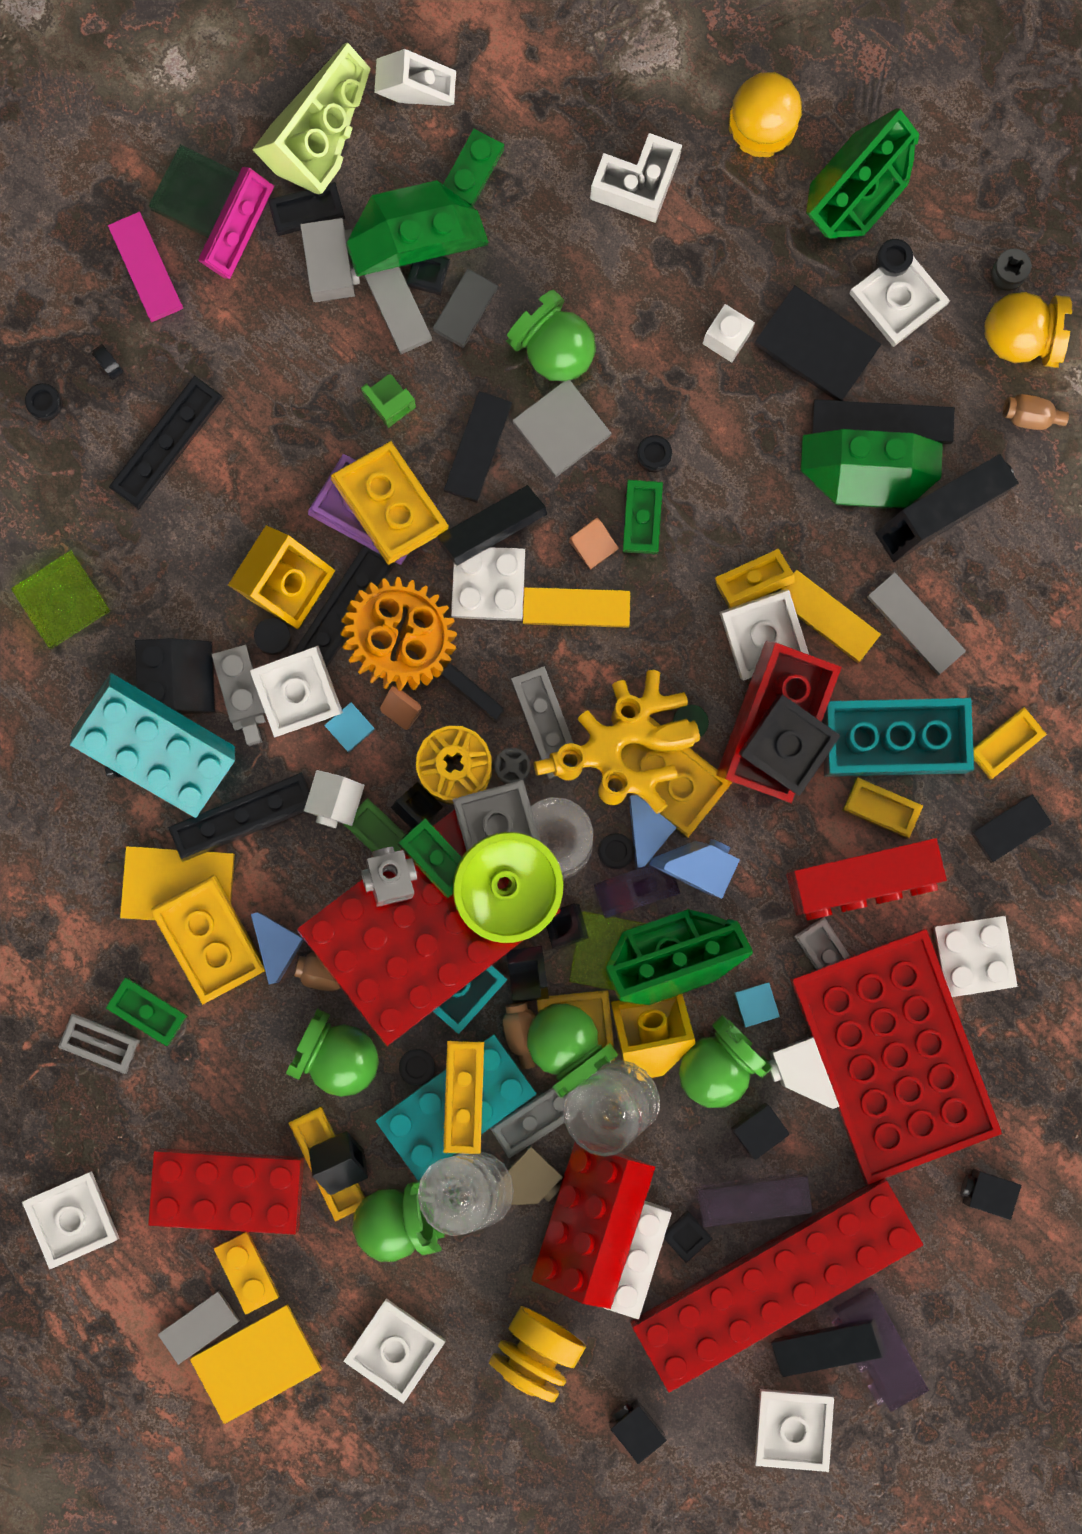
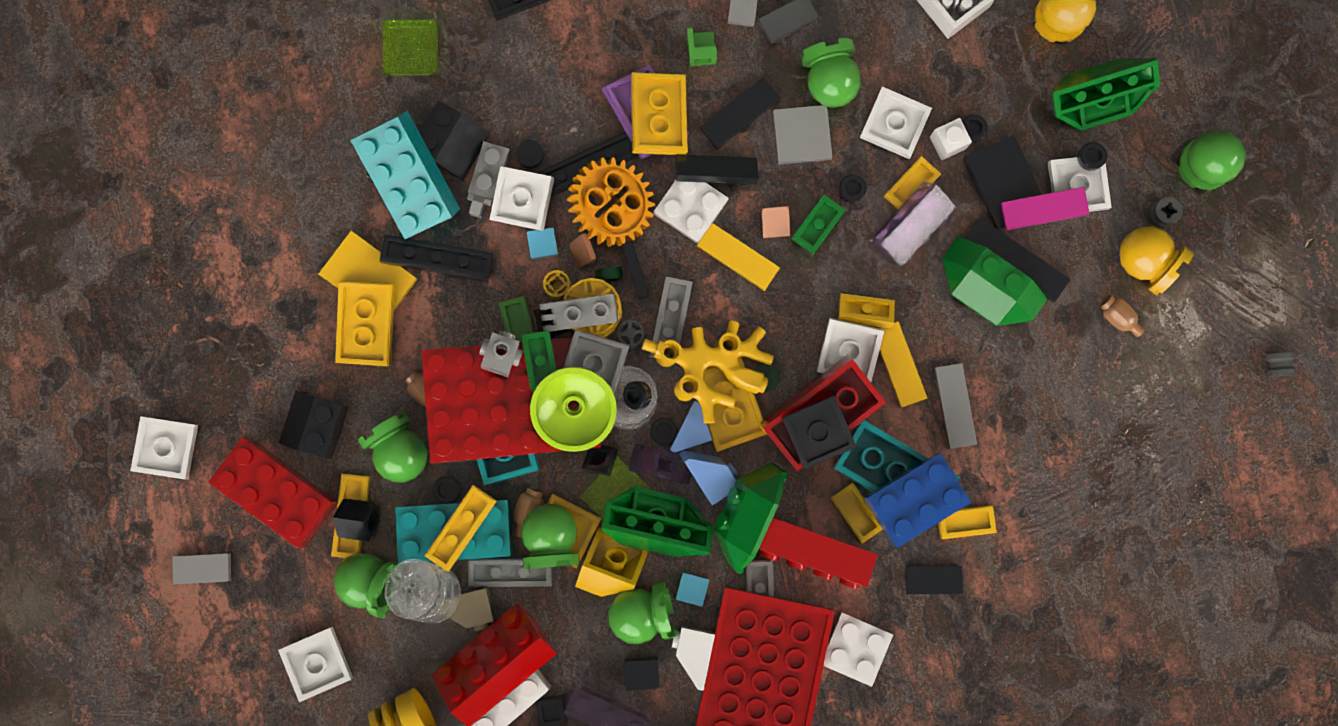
camera: 40 degrees right, 0 degrees up
(126, 1054) = (268, 365): light grey tile -> none
(146, 1011) = (296, 344): green plate -> none
(221, 1089) = (313, 425): none -> black slope
(246, 1272) = (254, 553): yellow plate -> none
(255, 1364) = (222, 615): yellow tile -> none
(276, 944) = (404, 355): medium blue slope -> none
(281, 577) = (559, 119): yellow slope -> none
(333, 799) = (501, 283): white brick -> none
(399, 768) = (560, 287): none -> yellow wheel
(446, 715) = (609, 274): none -> dark green tile
(446, 777) = (580, 312): none -> light grey hinge
(527, 974) = (555, 475): black panel -> none
(565, 828) = (637, 395): none -> black tile
(611, 1108) = (552, 596): clear wheel -> none
(656, 351) = (895, 122): none -> white plate
(717, 409) = (918, 173): none -> yellow tile
(746, 452) = (913, 224): none -> brick
(747, 302) = (975, 127): none -> black tile
(769, 883) = (749, 514): none -> green wedge
(879, 347) = (1045, 208): none -> dark pink tile
(941, 752) = (917, 500): none -> blue brick
(946, 507) = (1024, 341): black slope -> none
(1025, 182) = (1212, 160): none -> bright green tile

